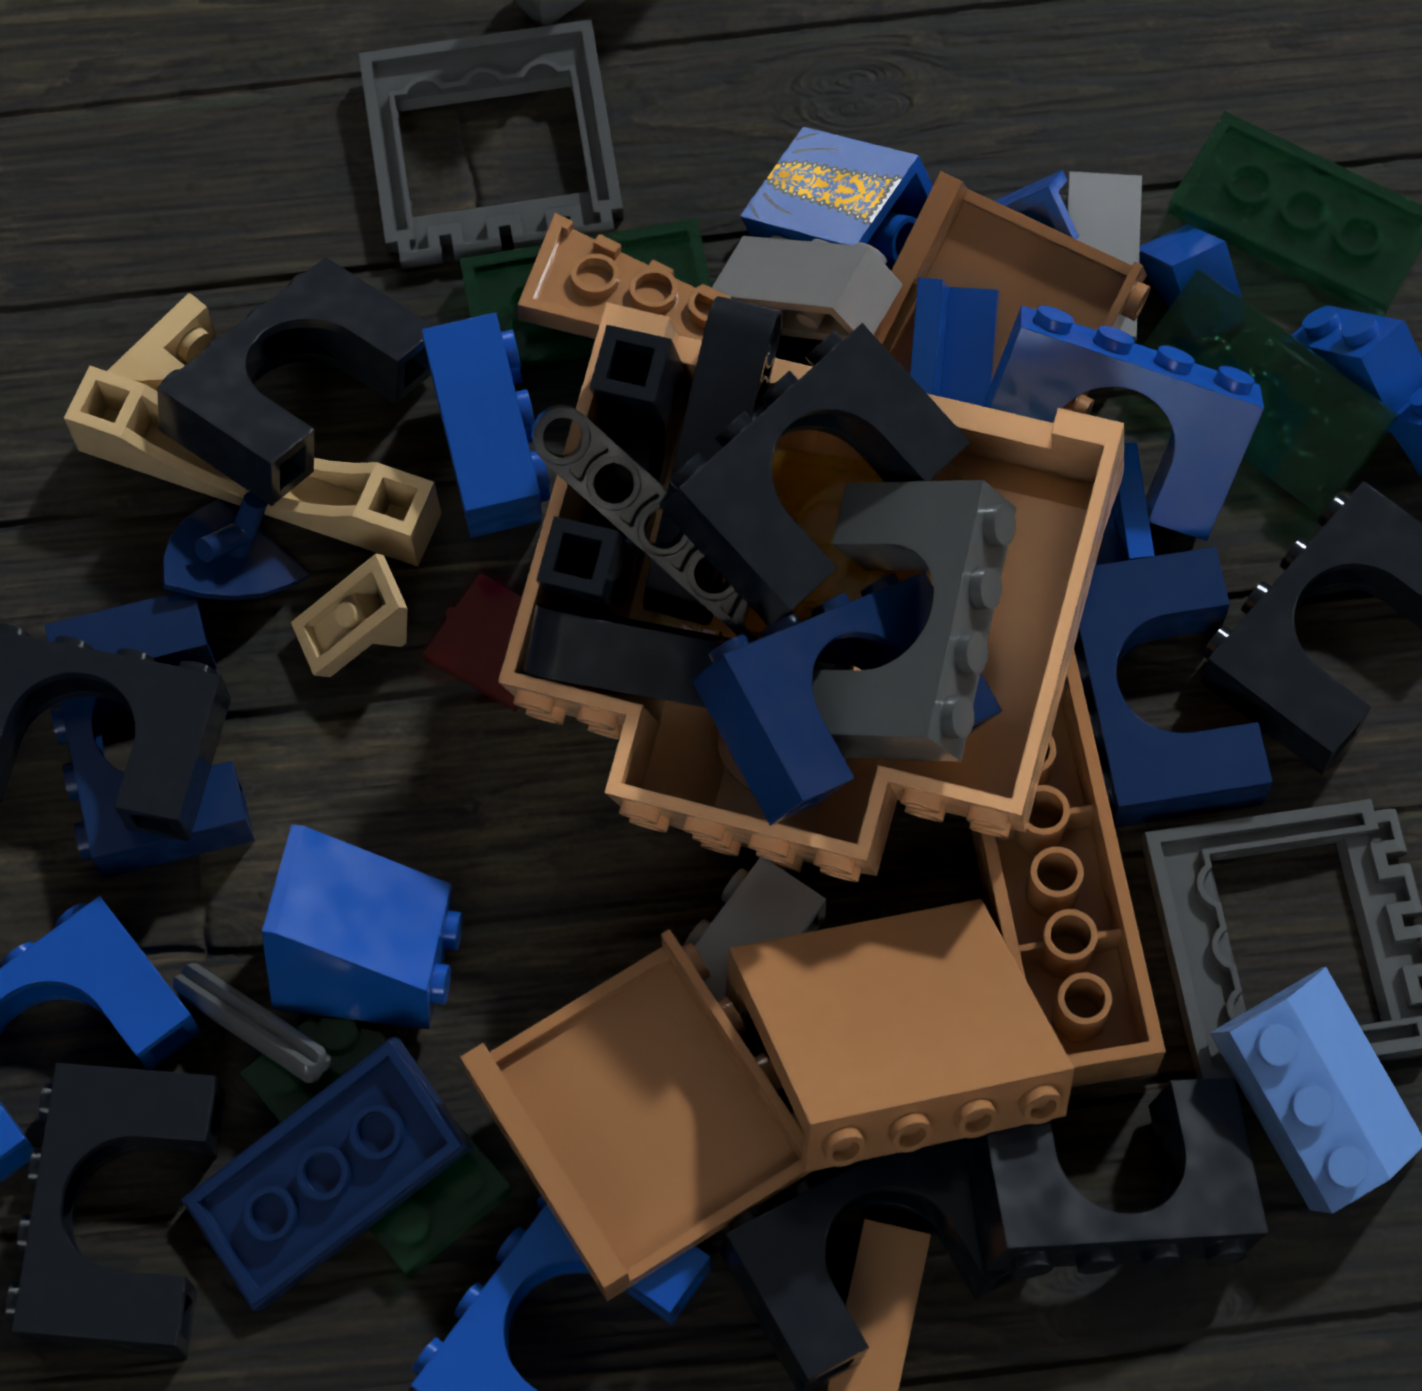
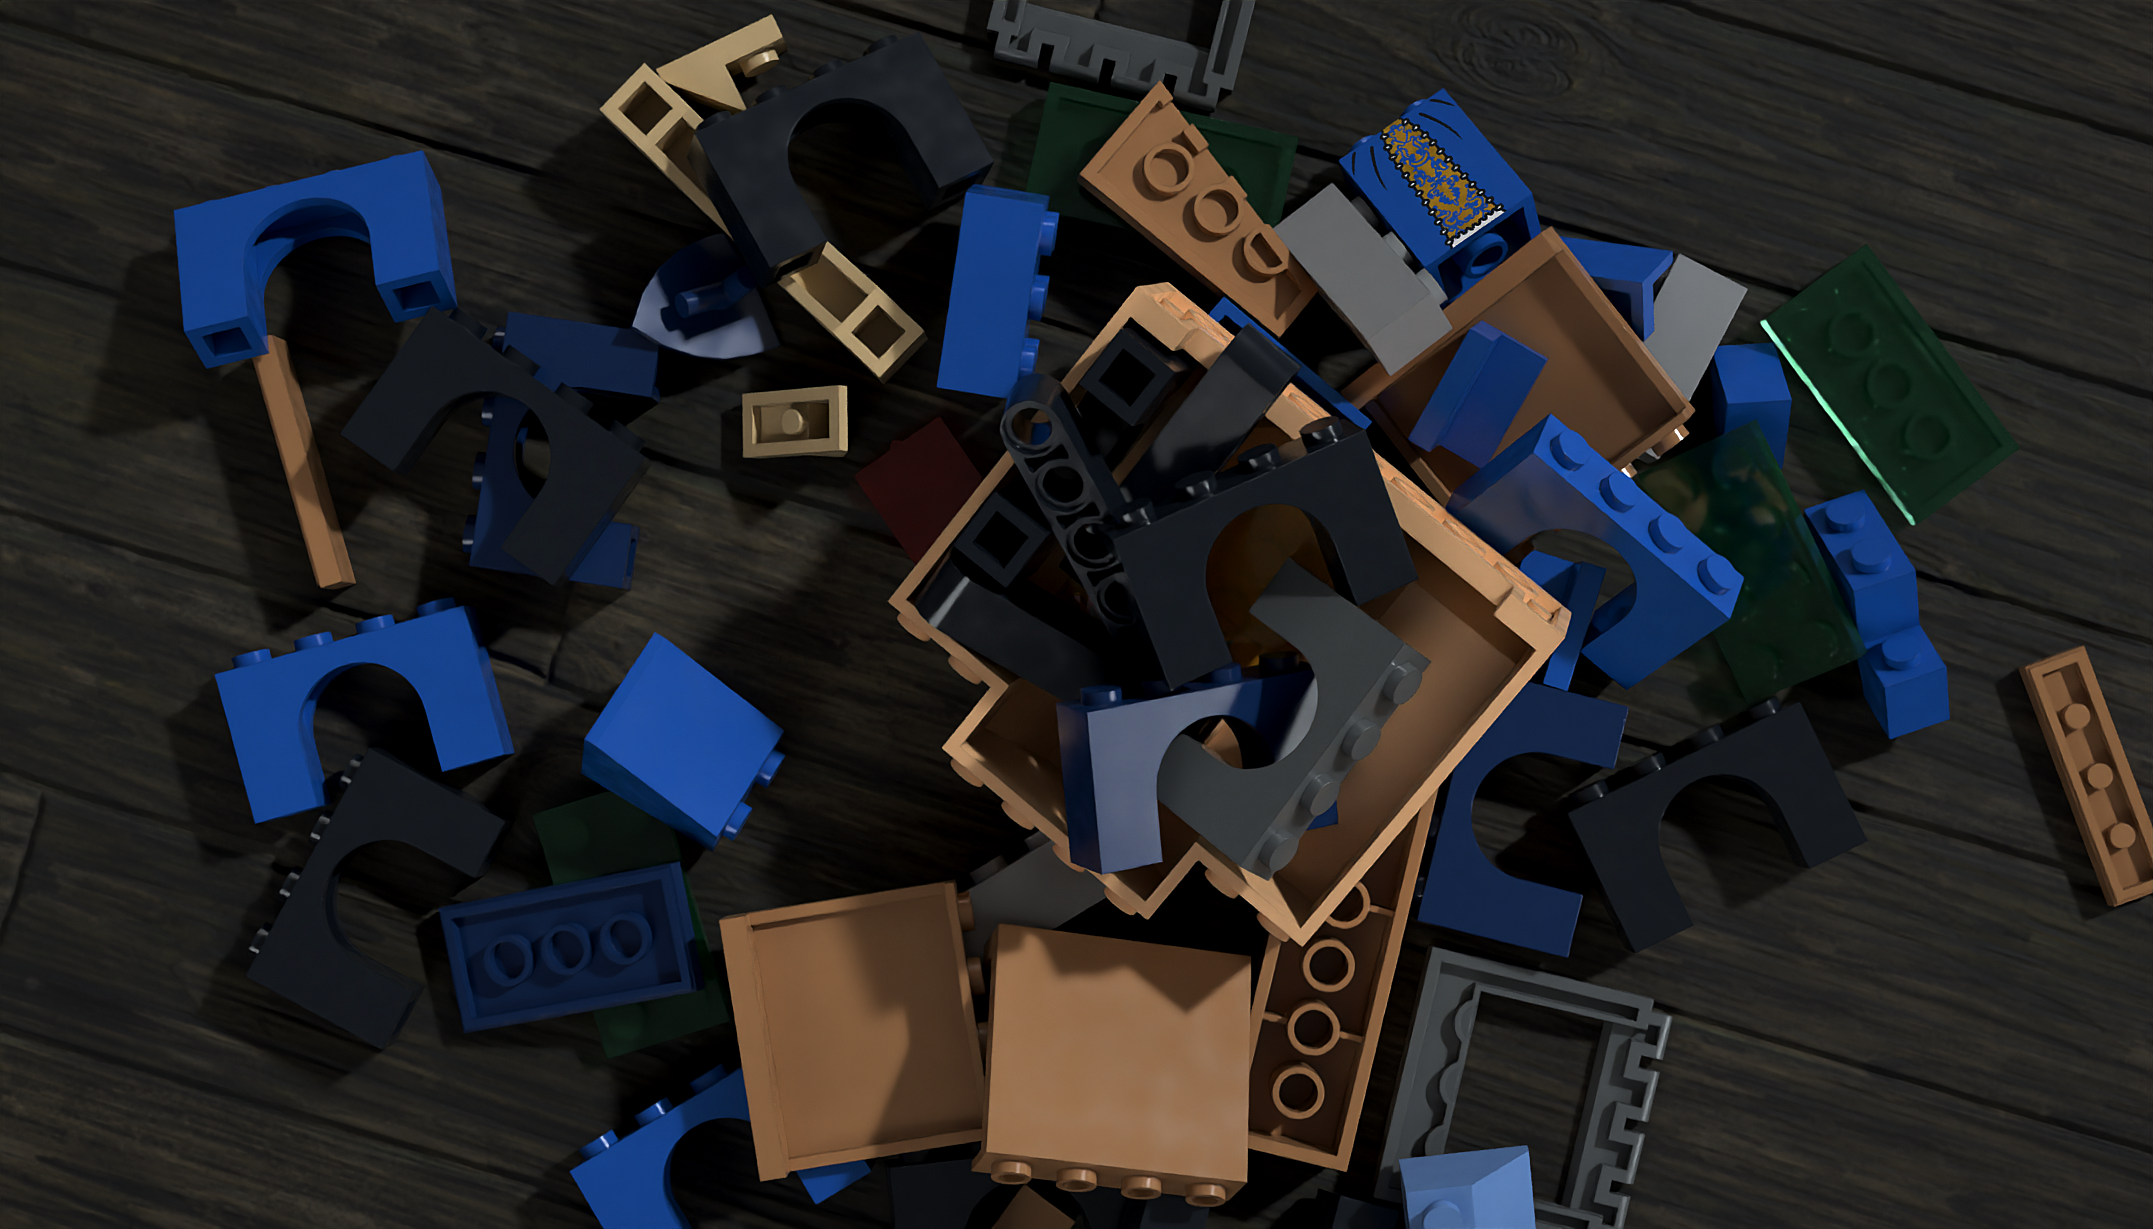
camera: 20 degrees right, 20 degrees up
(252, 1022) = (557, 778): dark grey axle -> none

